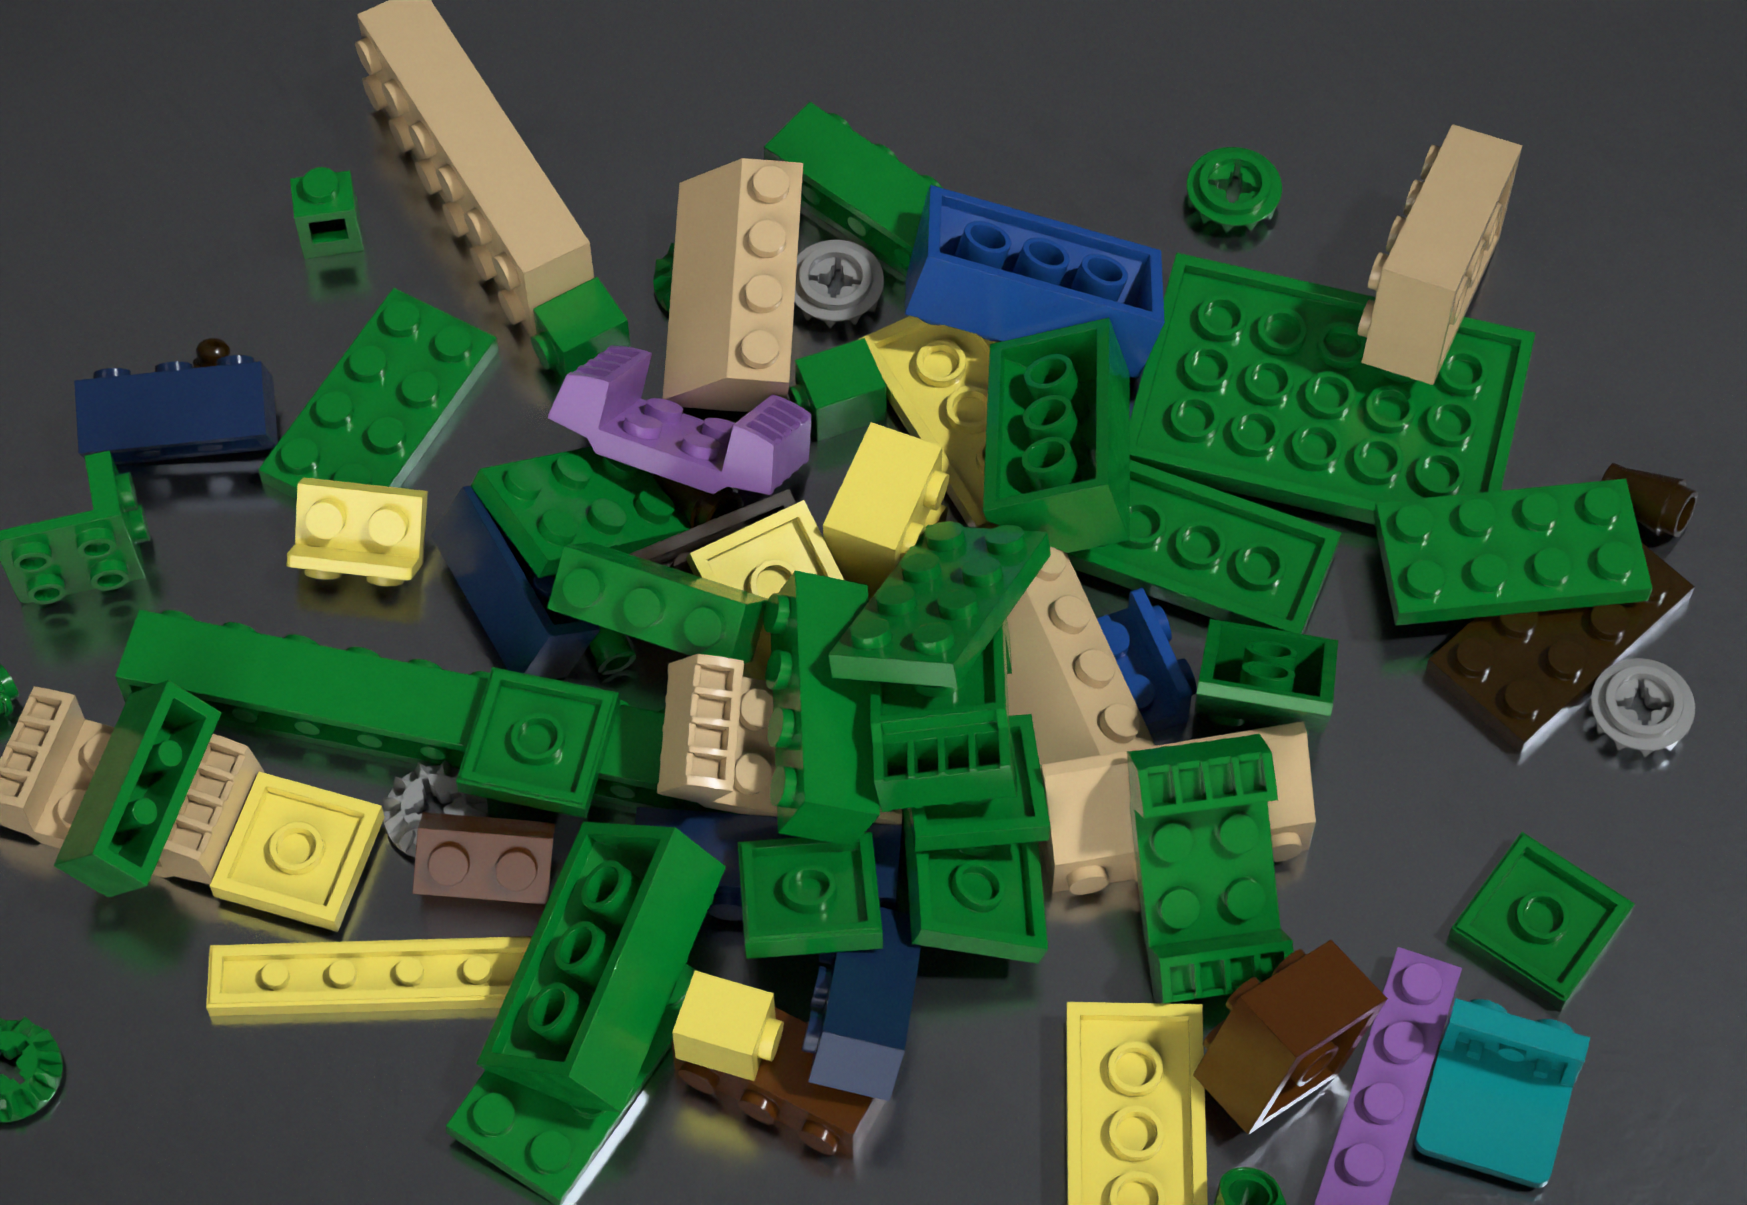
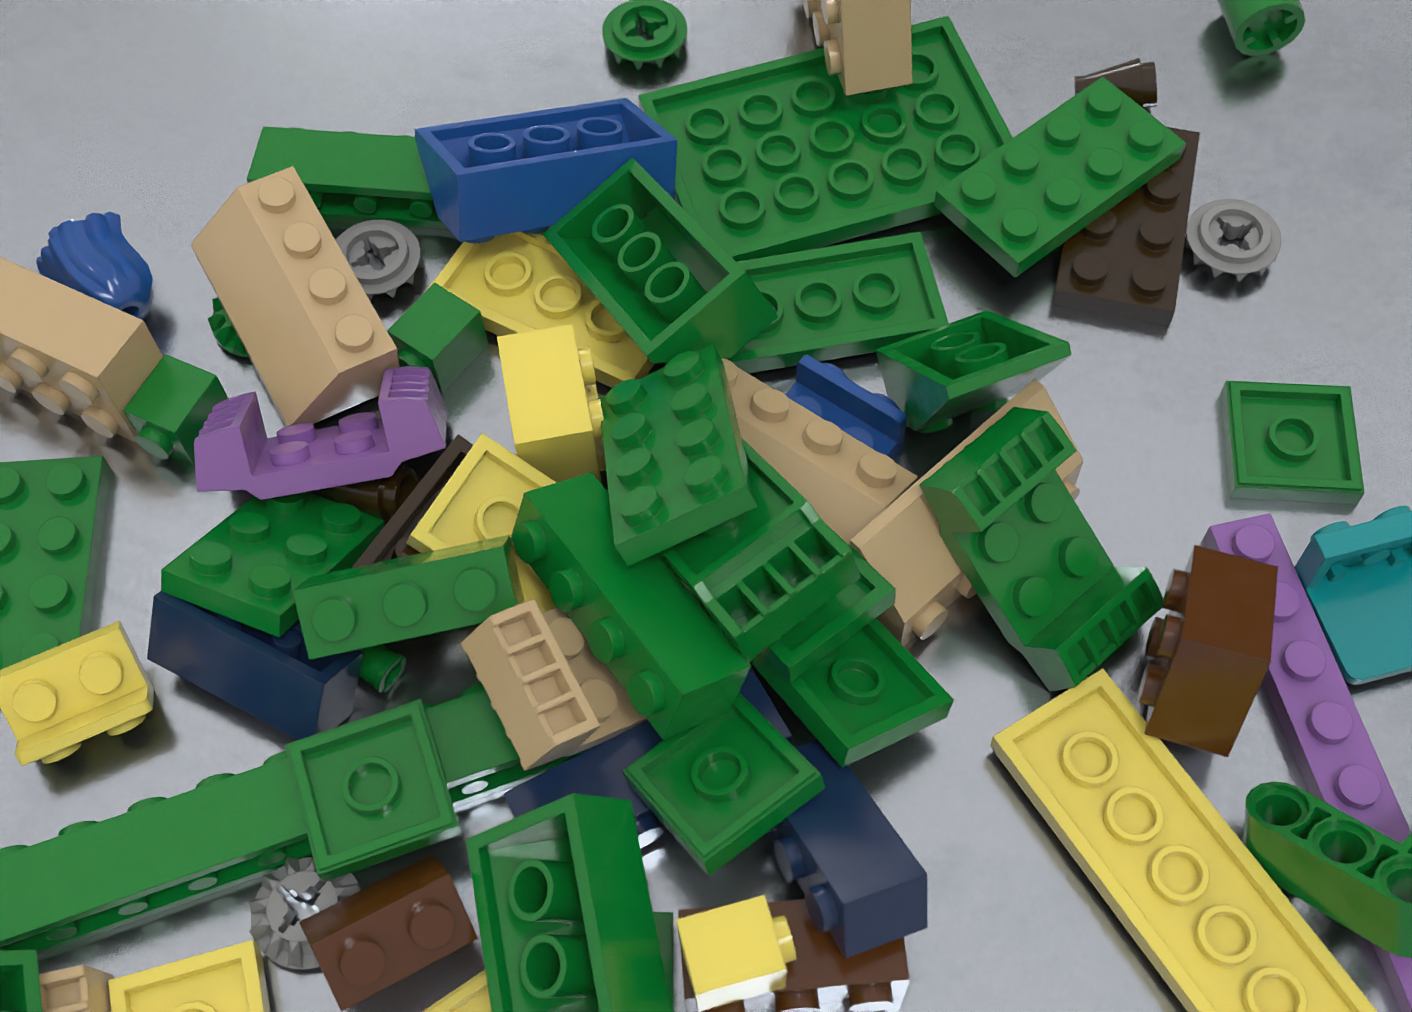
camera: 30 degrees left, 0 degrees up
(588, 163) = (99, 263): none -> blue piece

